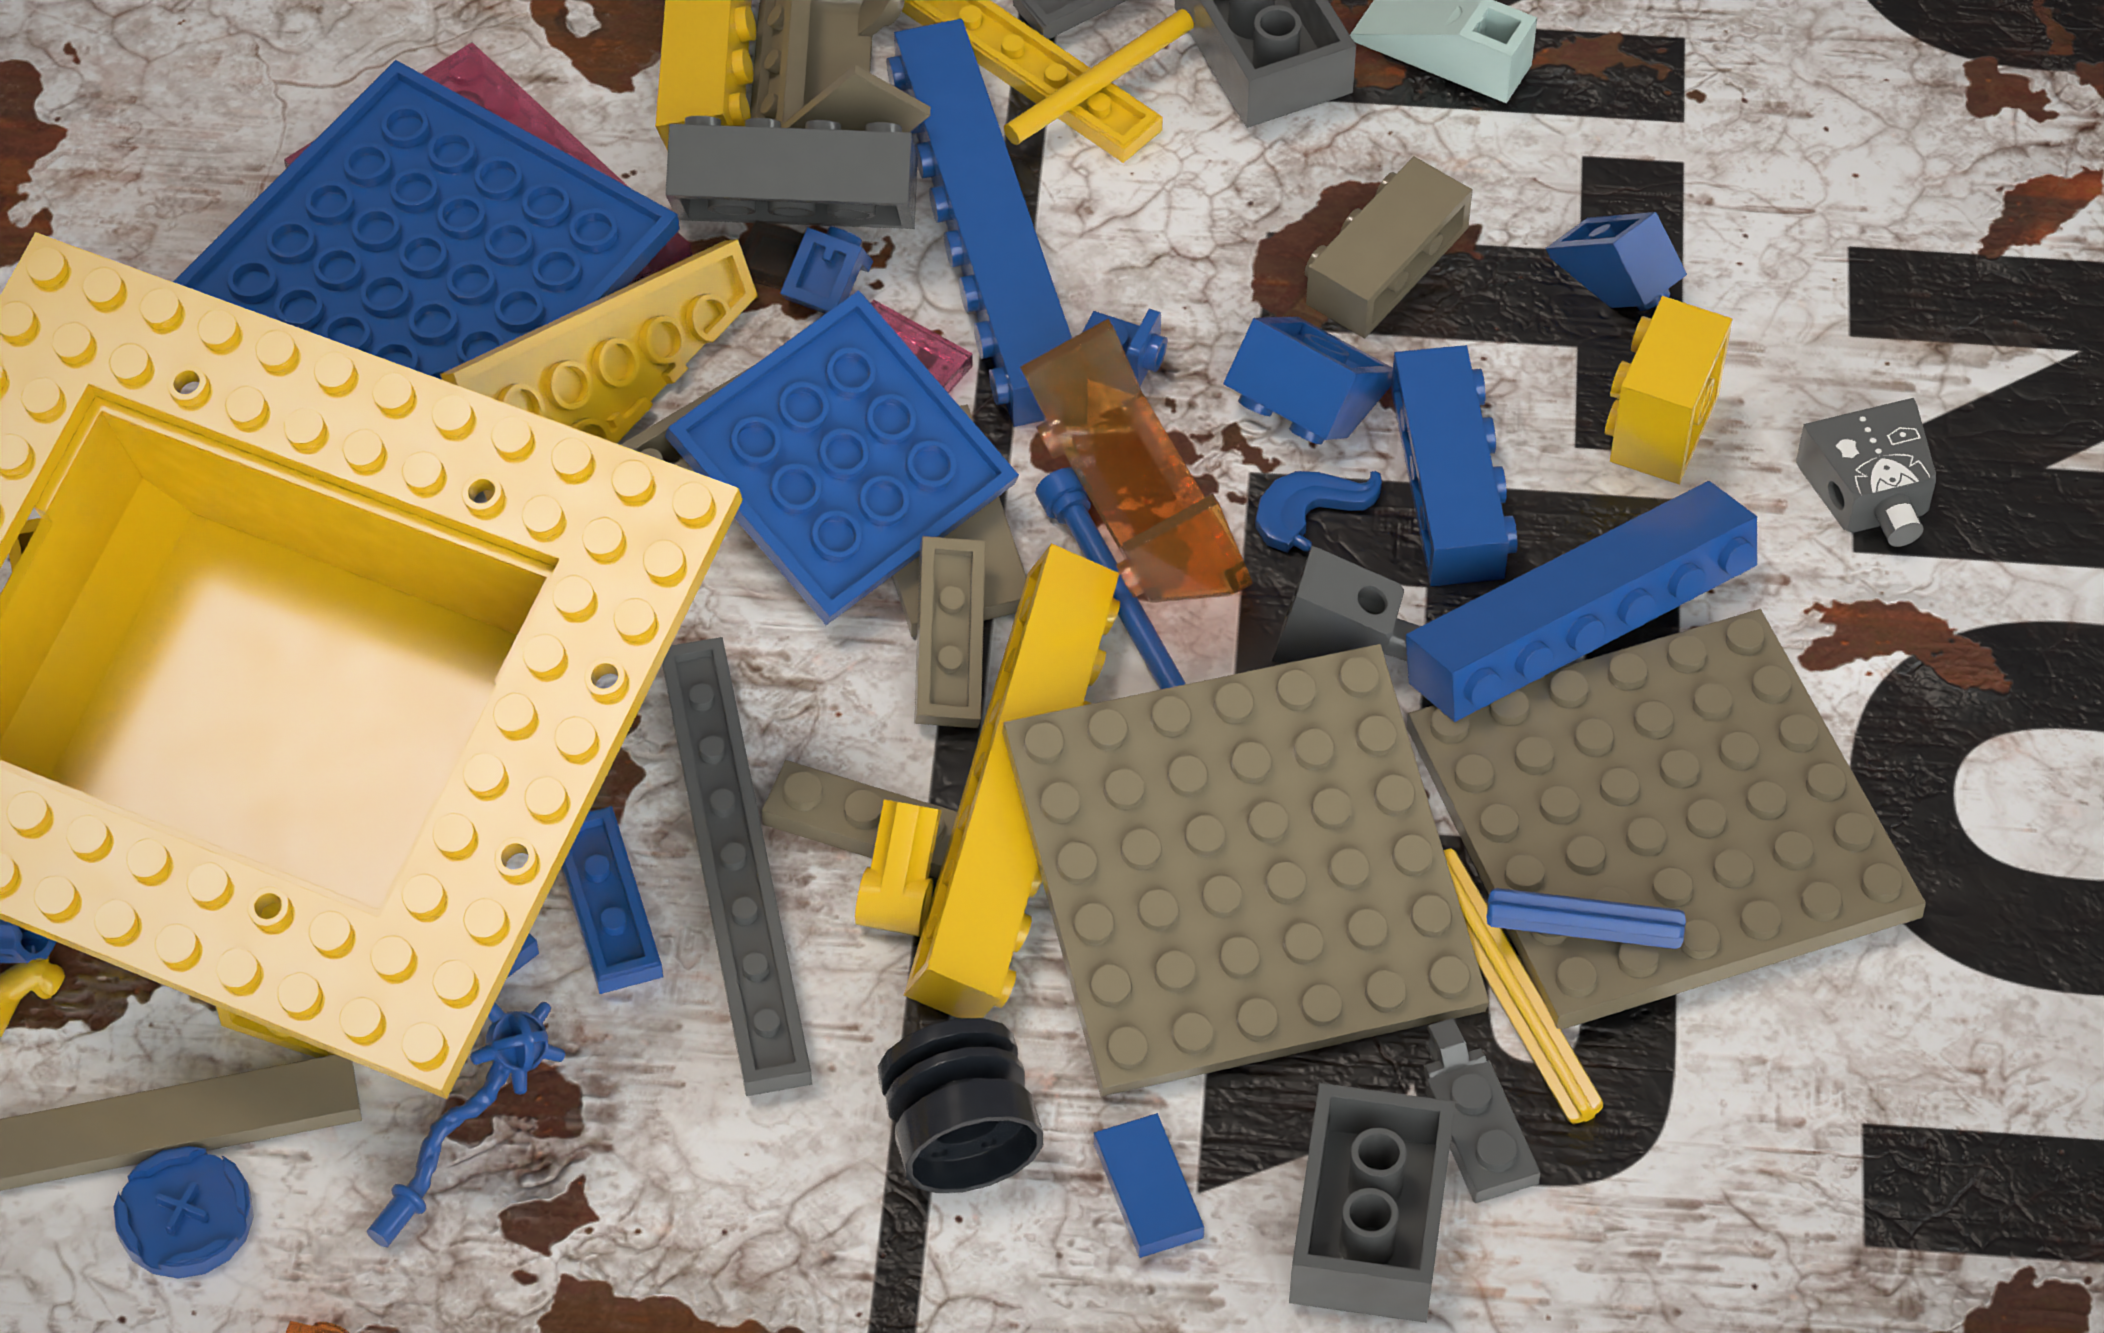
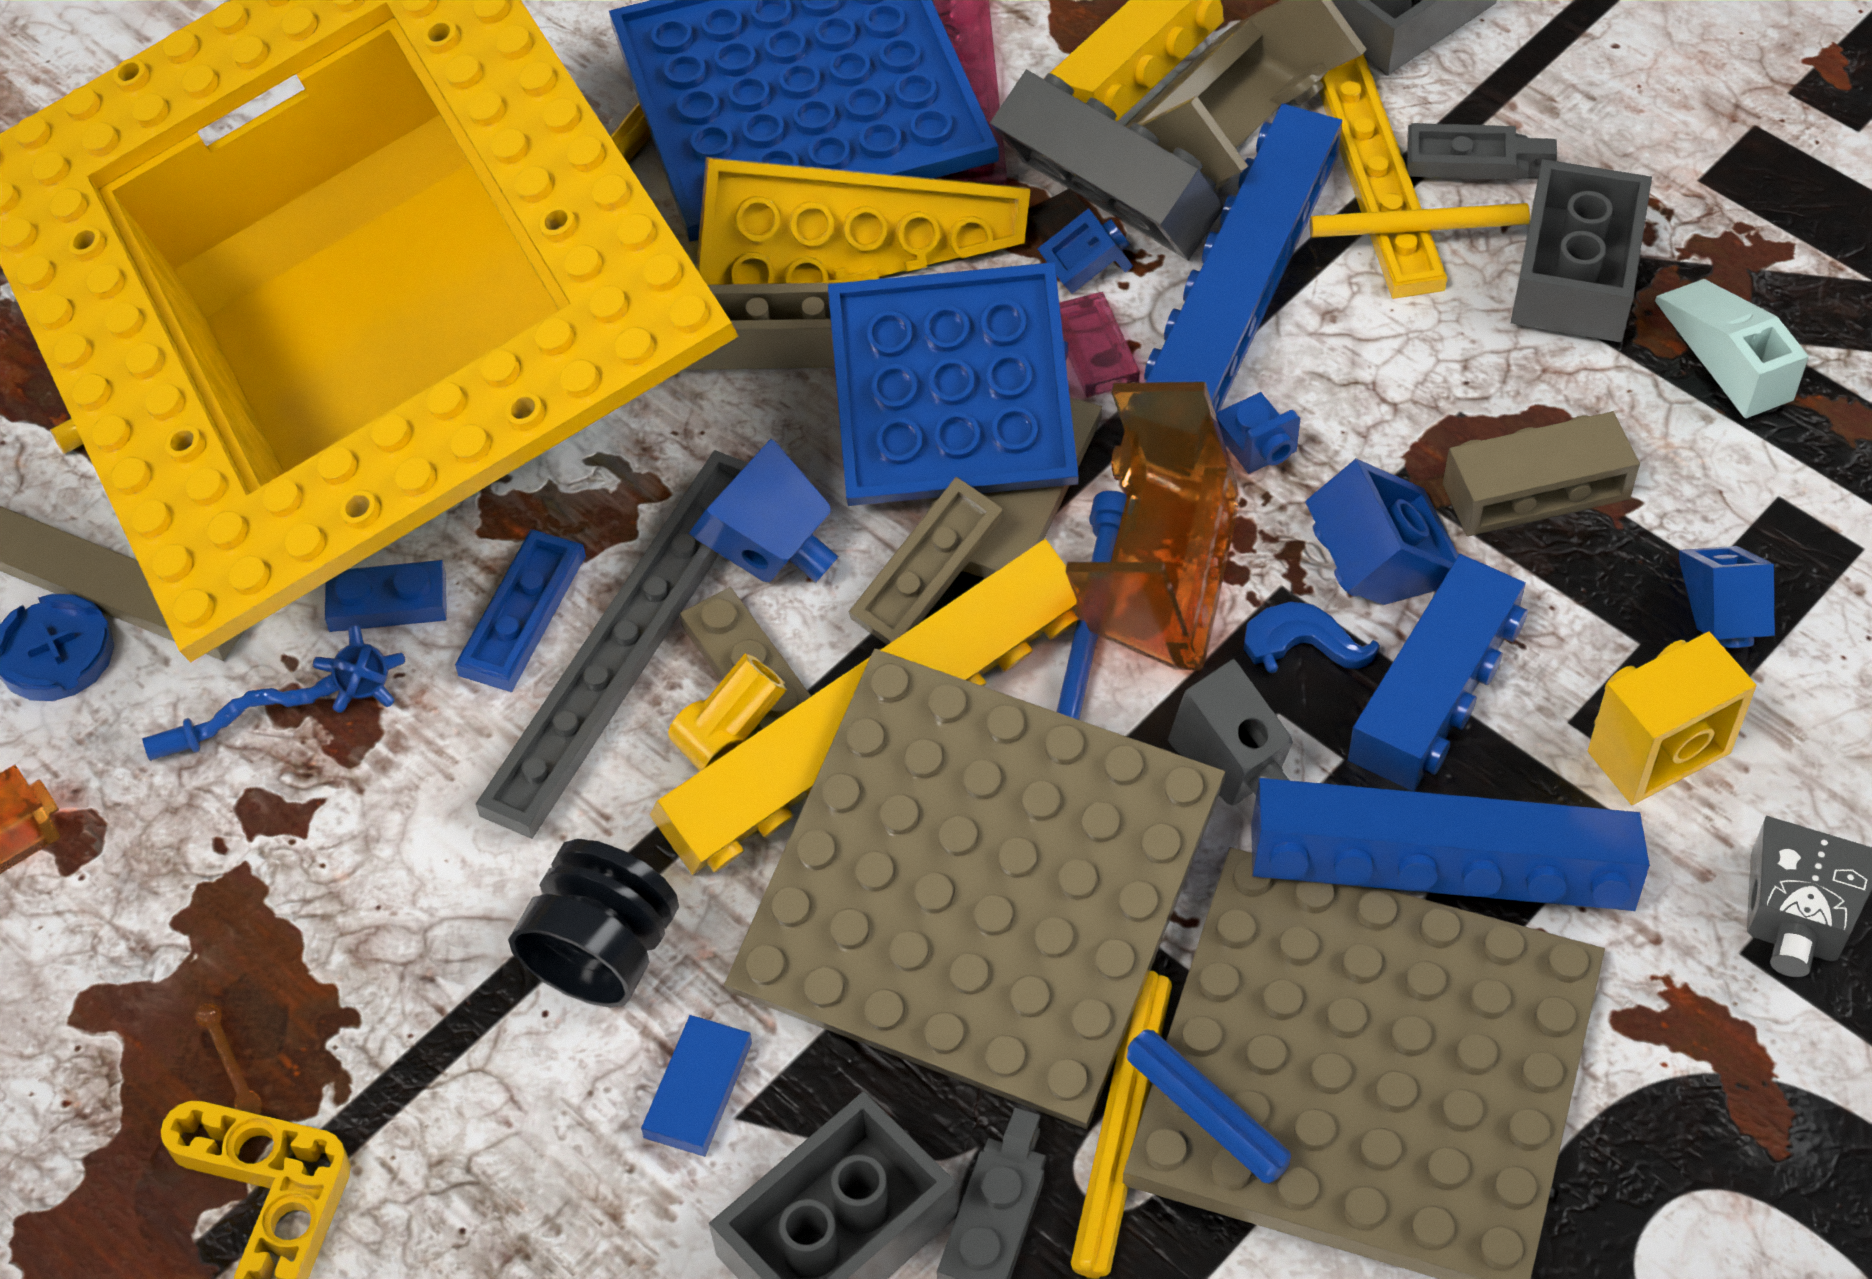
camera: 40 degrees right, 0 degrees up
(774, 675) = (768, 519): none -> blue torso

